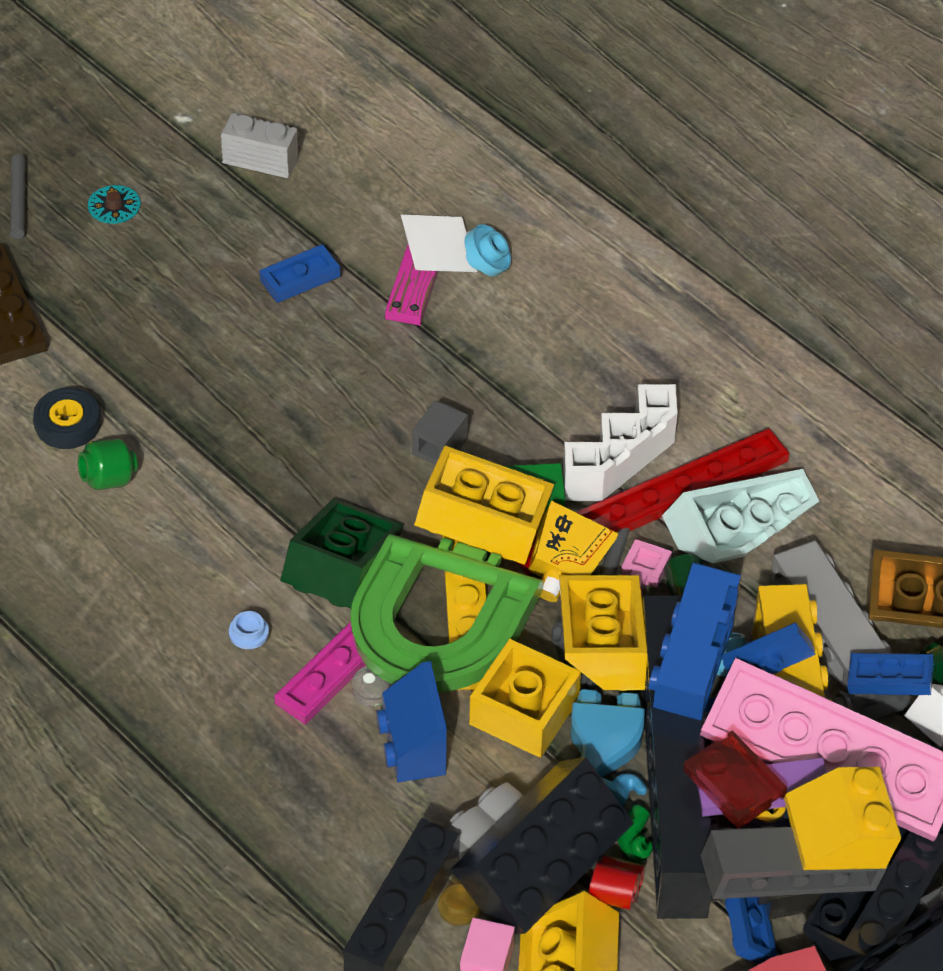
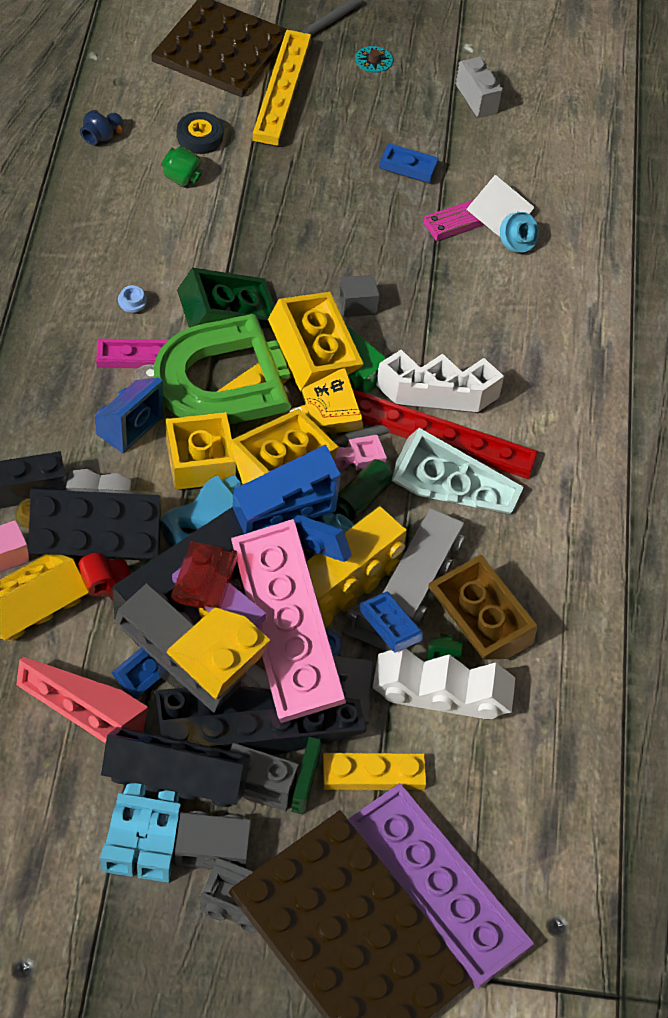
camera: 45 degrees right, 5 degrees up
(80, 305) = (281, 88): none -> yellow plate

